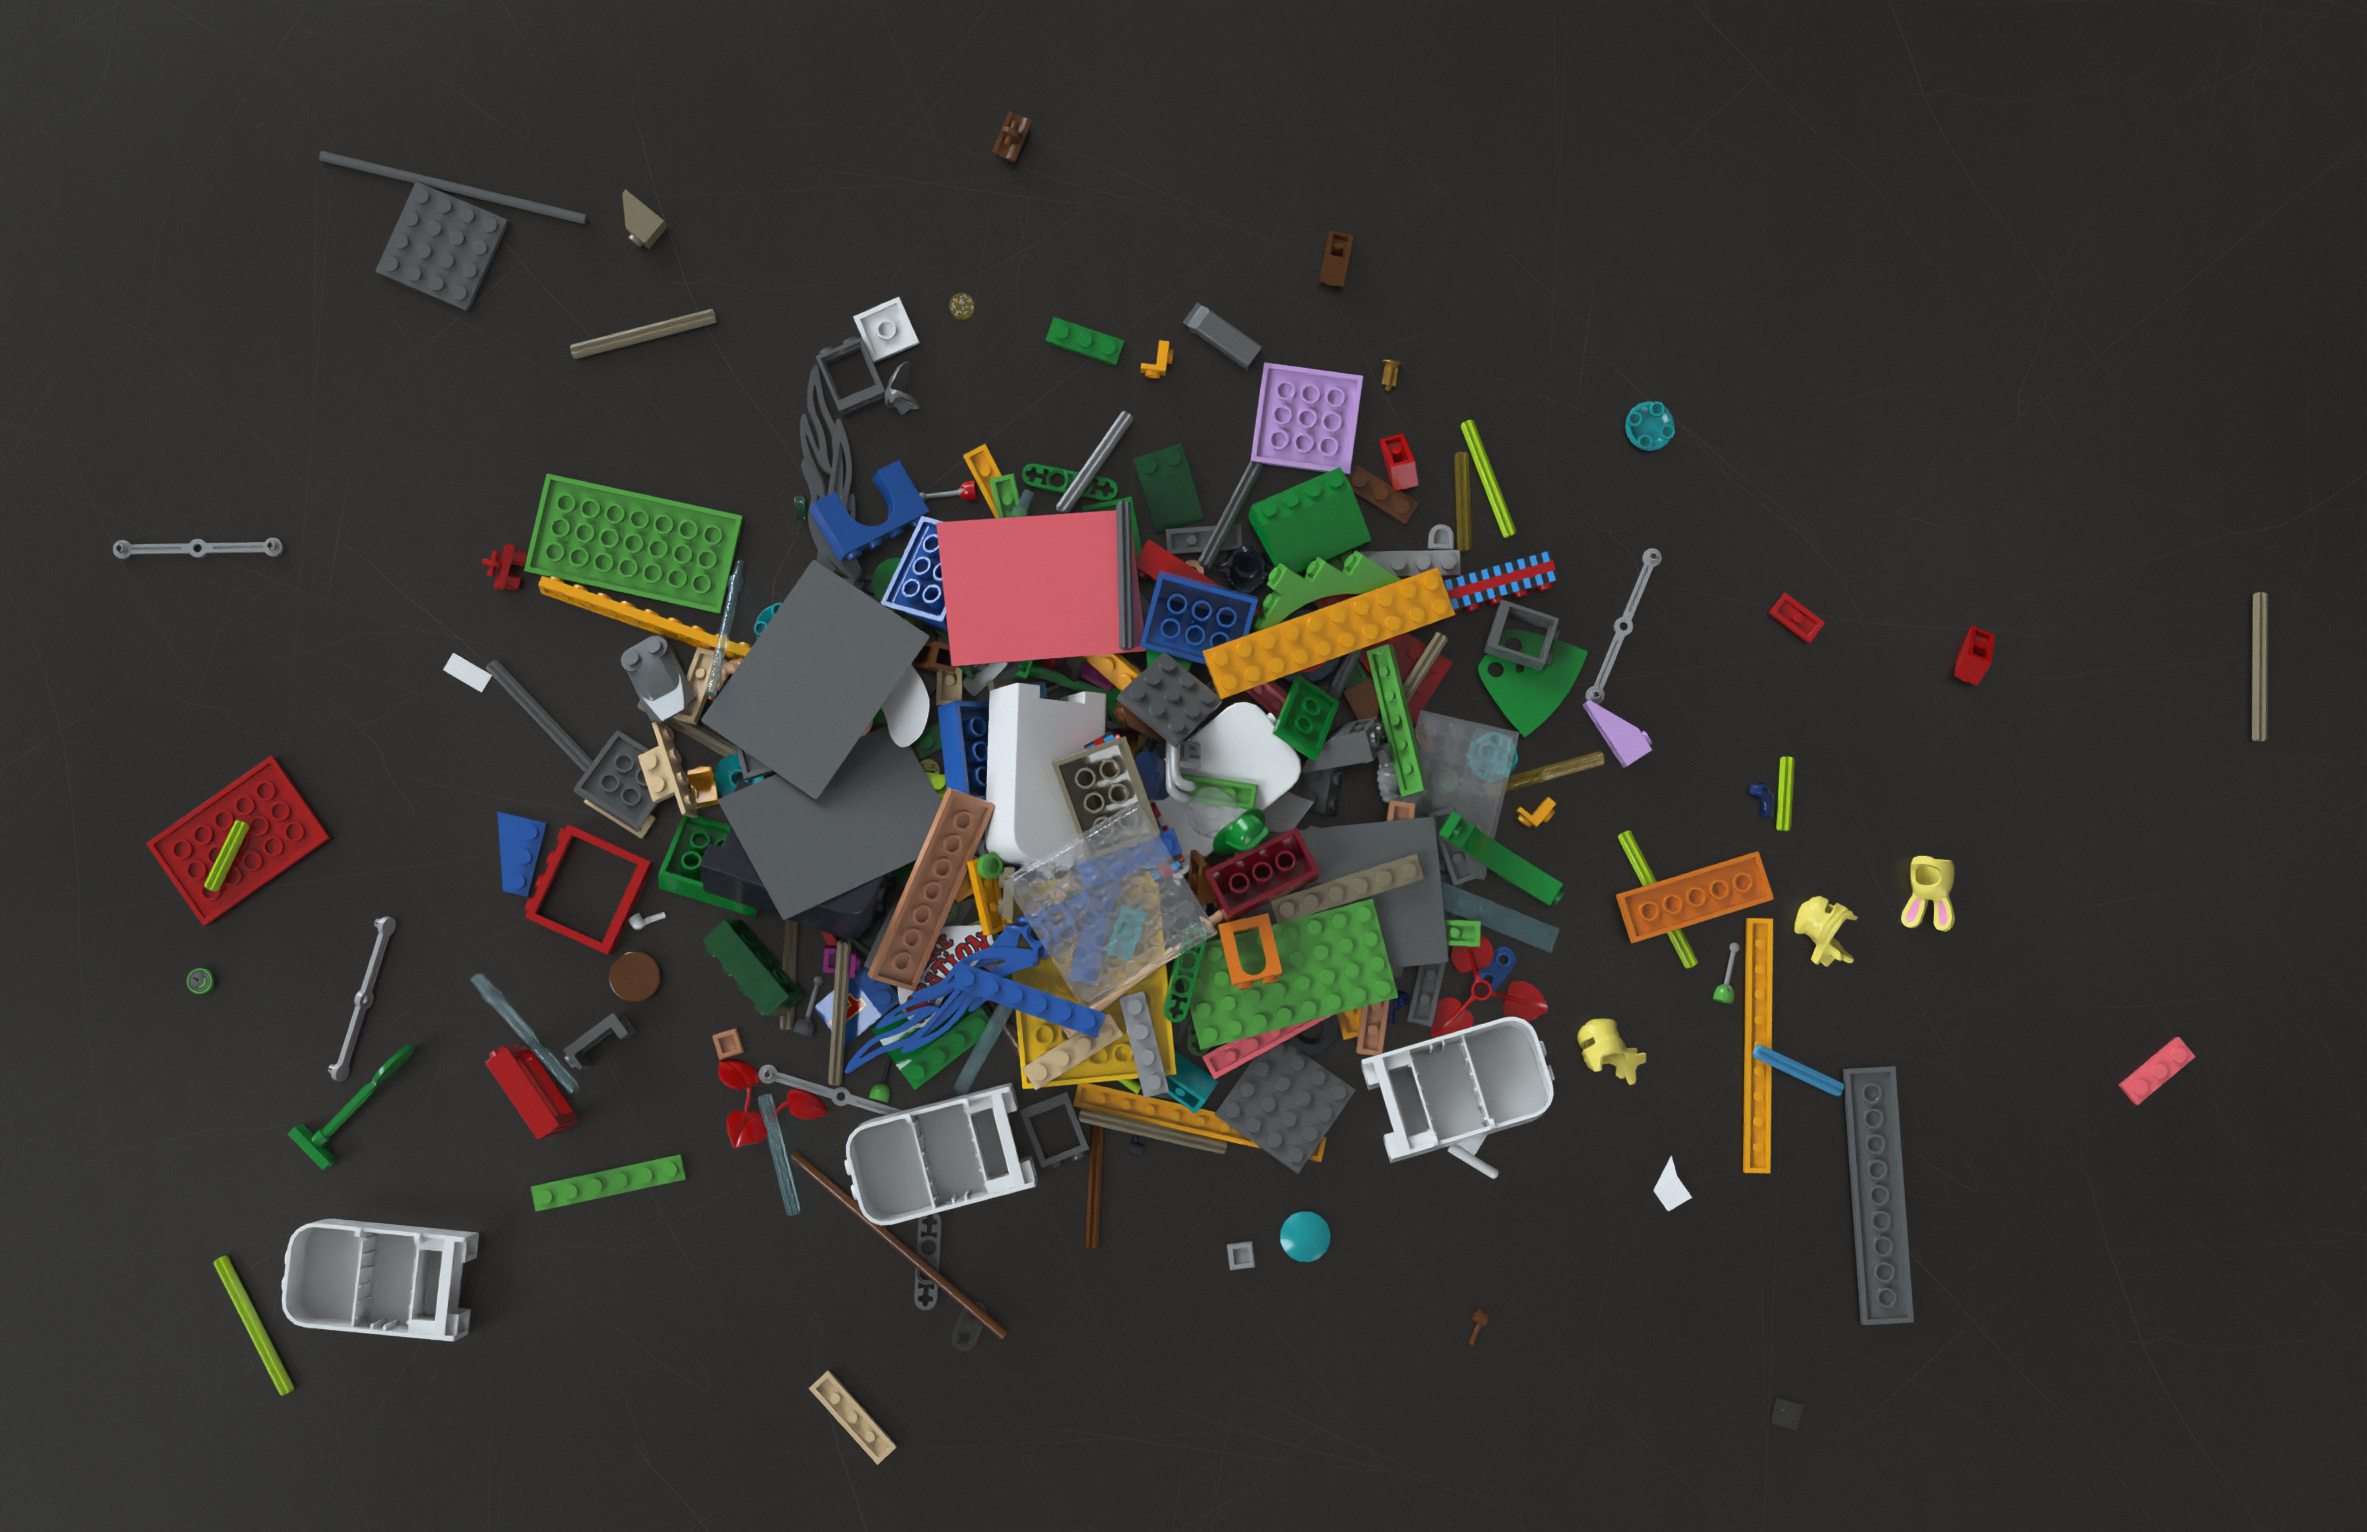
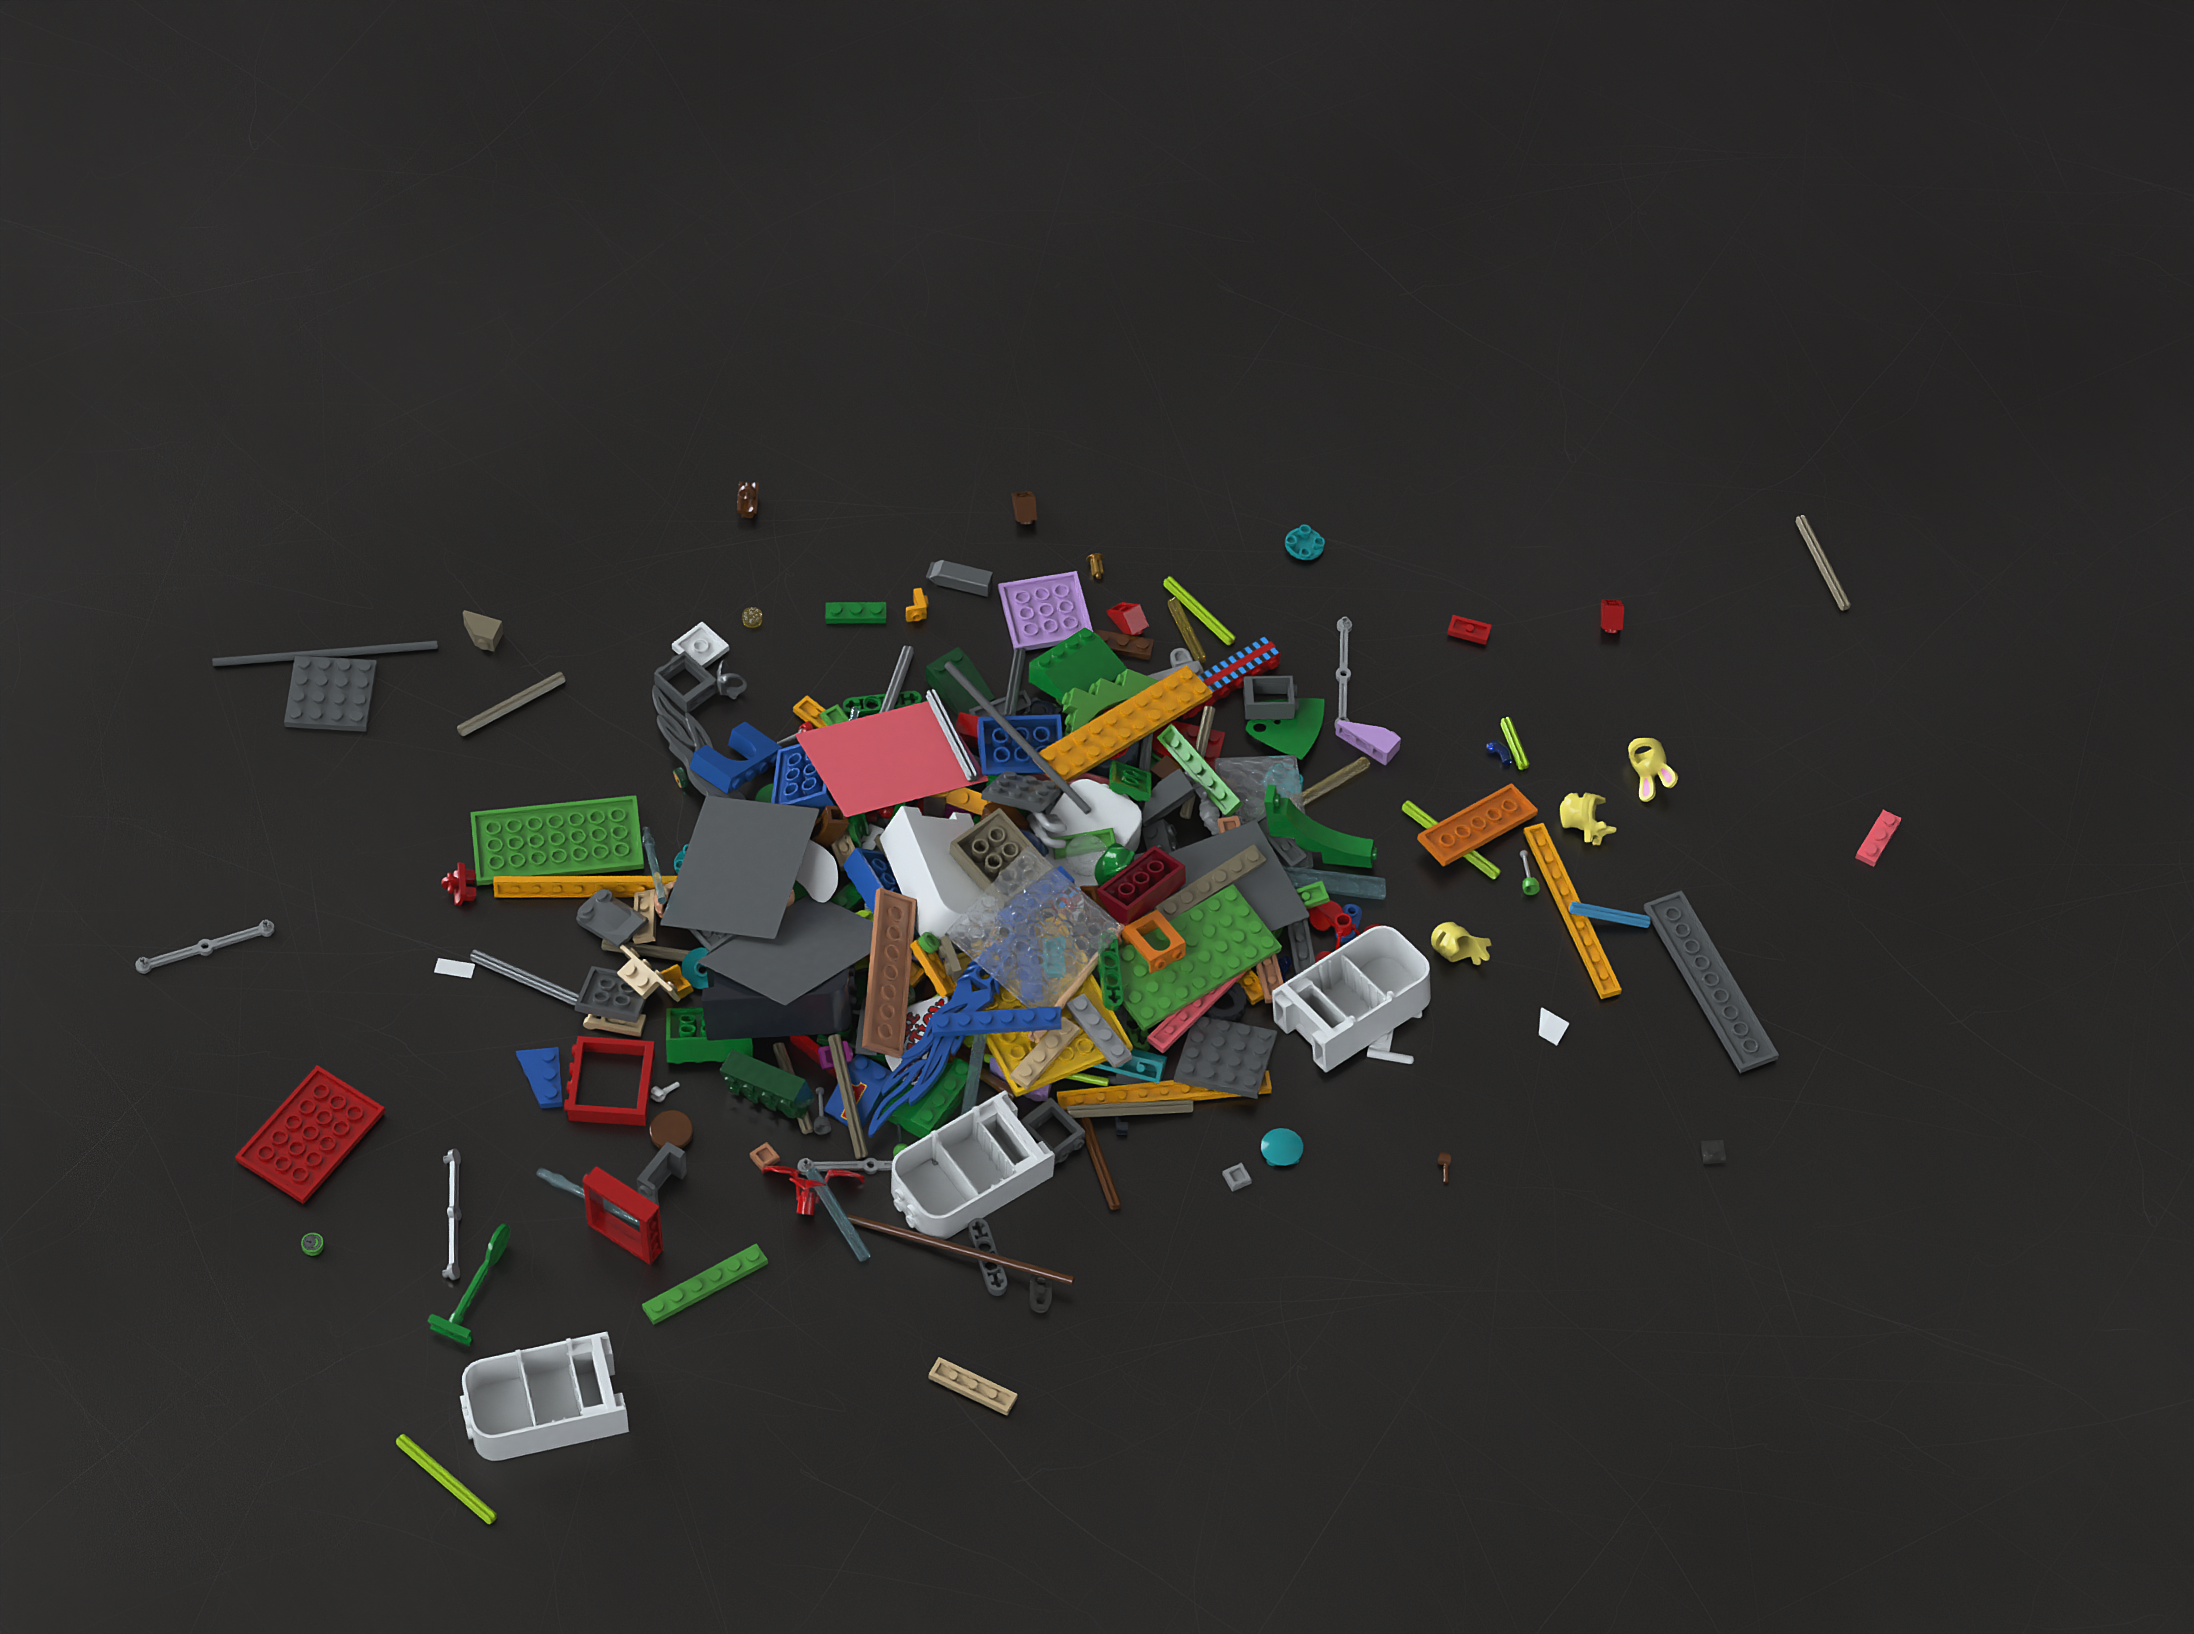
camera: 20 degrees left, 30 degrees down
(226, 856) = (306, 1141): lime axle -> none
(1193, 619) = (1018, 738): none -> dark grey piece
(1543, 813) = (1332, 813): light orange bracket -> none

